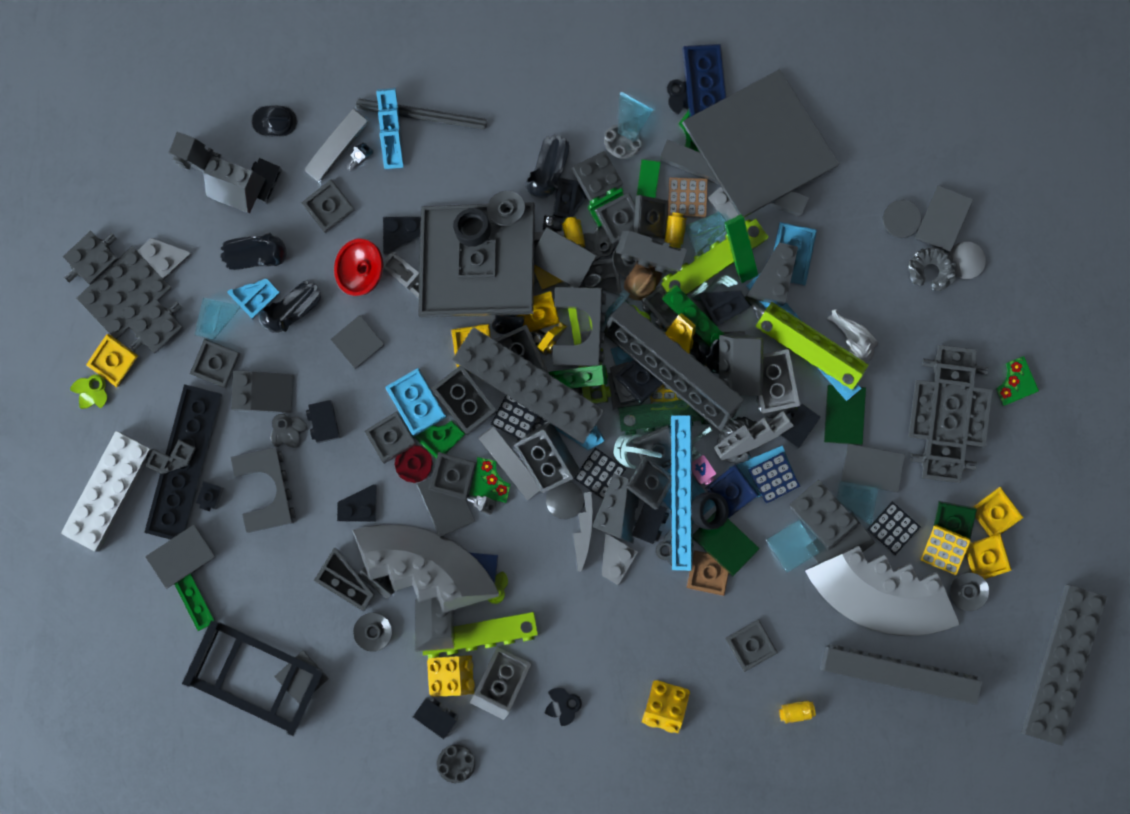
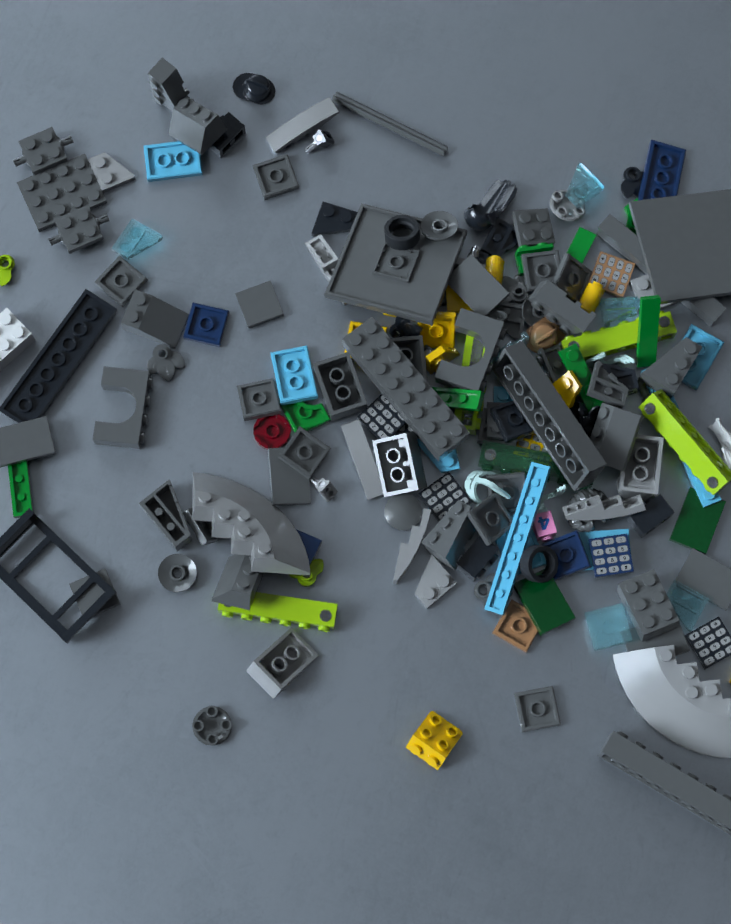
camera: 15 degrees right, 10 degrees down
(112, 360) = (28, 247): yellow tile -> none
(179, 458) = (42, 354): dark grey tile -> none
(214, 490) = (74, 402): black brick -> none
(219, 224) = (171, 161): none -> medium azure tile
(253, 252) = (192, 193): black hair -> none
(254, 296) = (179, 233): medium azure wing -> none
(290, 309) = (196, 256): black hair -> none
(313, 379) = (206, 324): none -> dark blue tile
(323, 421) = (202, 364): black brick -> none
(351, 266) = (284, 236): red dish -> none
(359, 506) = (206, 453): black wing -> none
(390, 128) = (356, 126): medium azure slope -> none
(435, 717) = (208, 674): black brick -> none
(450, 676) = (237, 639): yellow bracket -> none
(487, 481) = (336, 470): tile -> none
(559, 706) = (332, 705): black plate -> none
(718, 318) = (607, 387): none -> dark grey wing
(797, 711) = (561, 787): yellow head -> none

